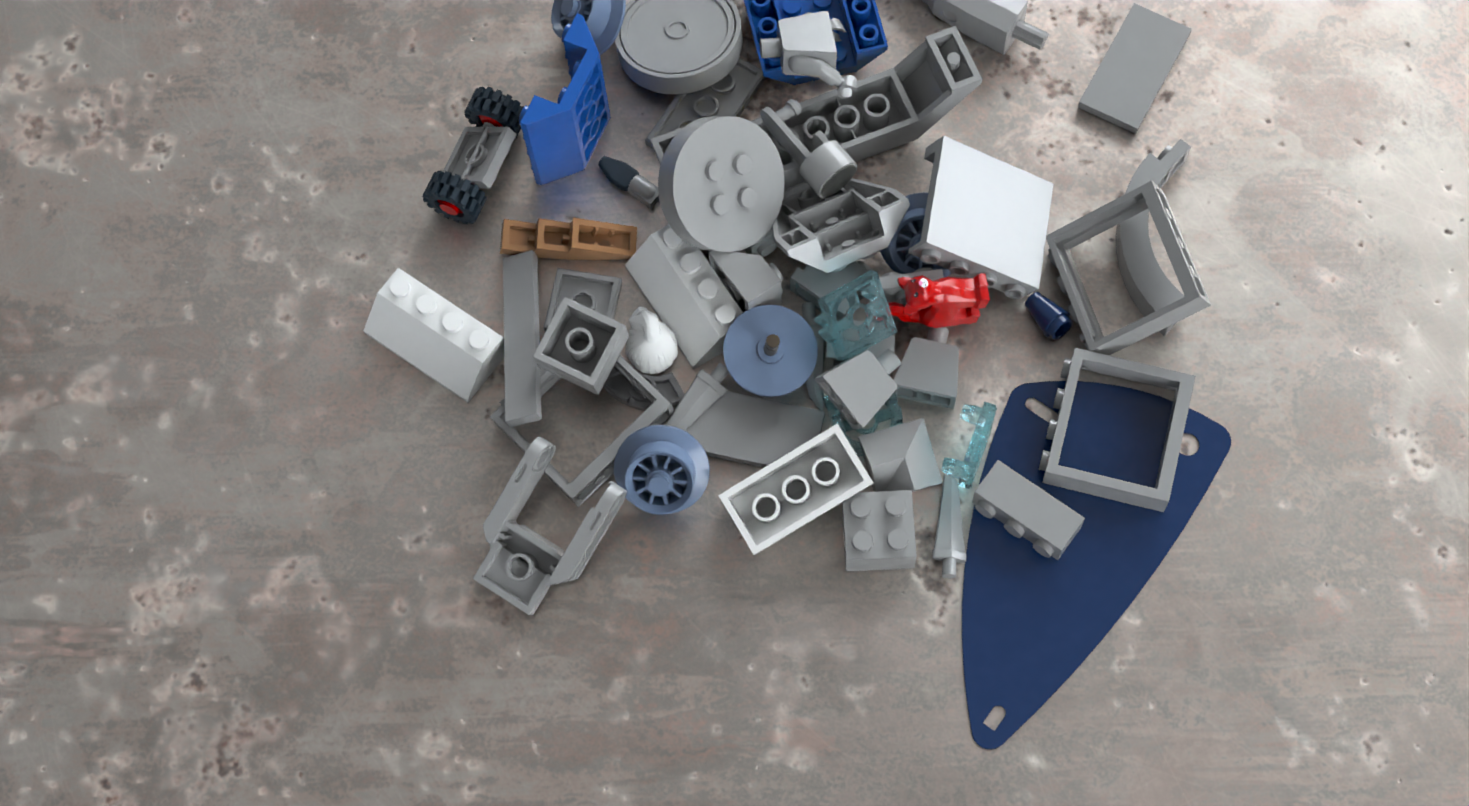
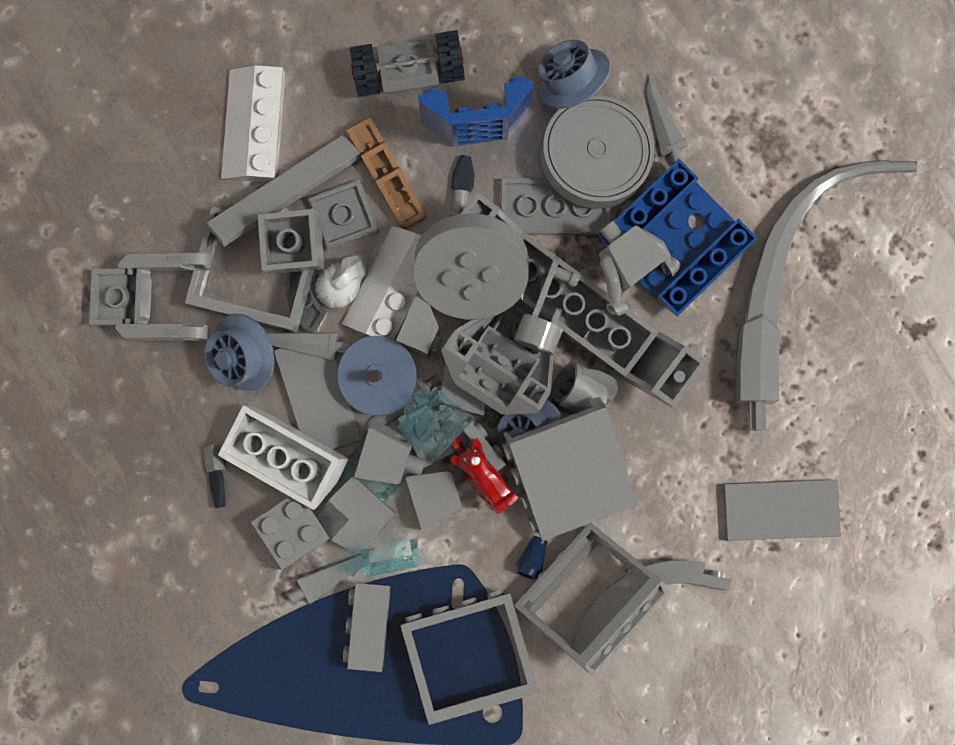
camera: 55 degrees right, 15 degrees up
(773, 578) = (215, 466): none -> piece
(904, 166) = (585, 386): none -> light grey helmet

